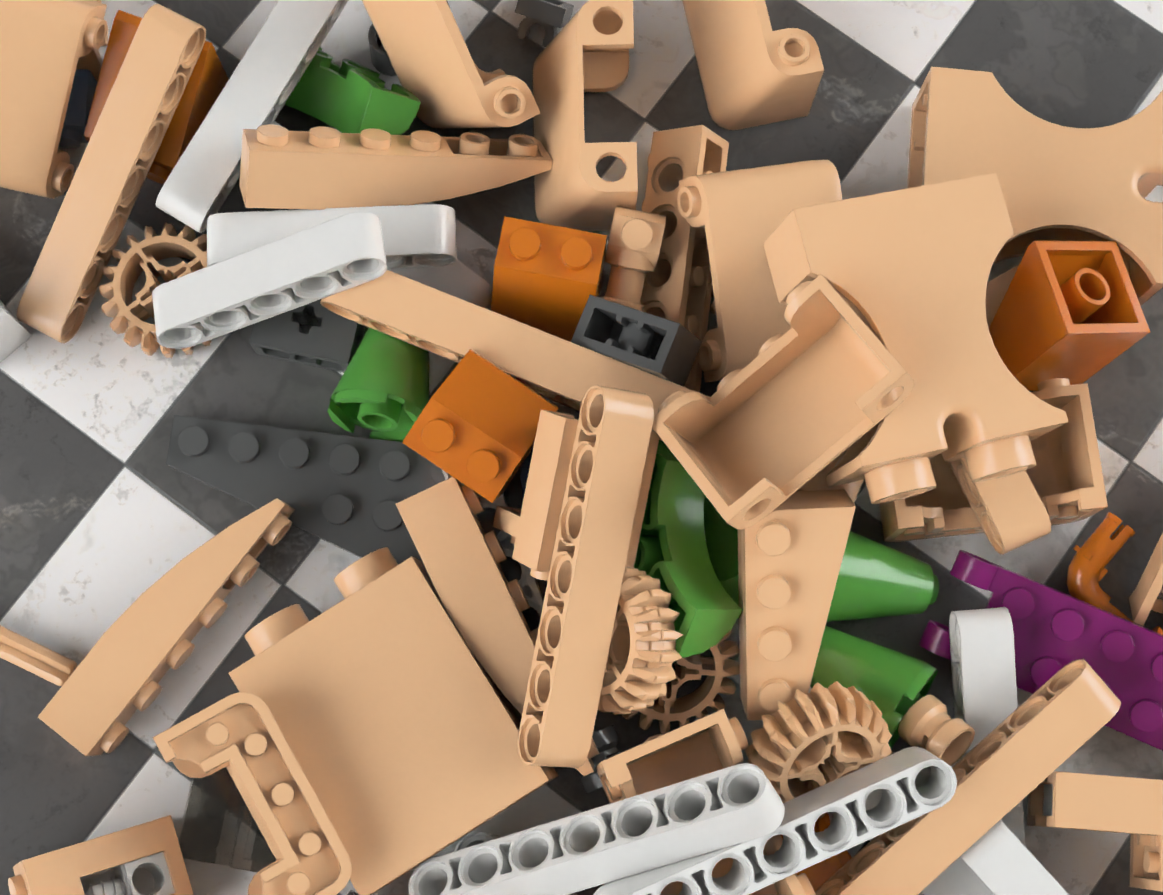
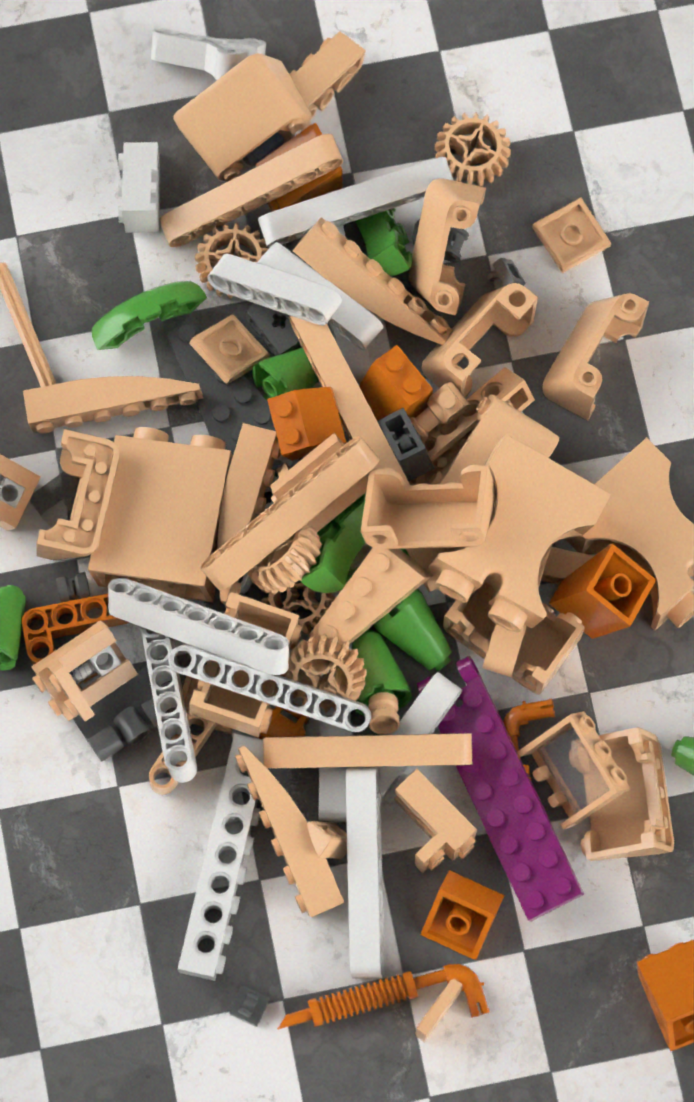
camera: 45 degrees right, 5 degrees down
(95, 484) = (129, 316): none -> bright green brick
(271, 413) = (229, 348): none -> light nougat tile

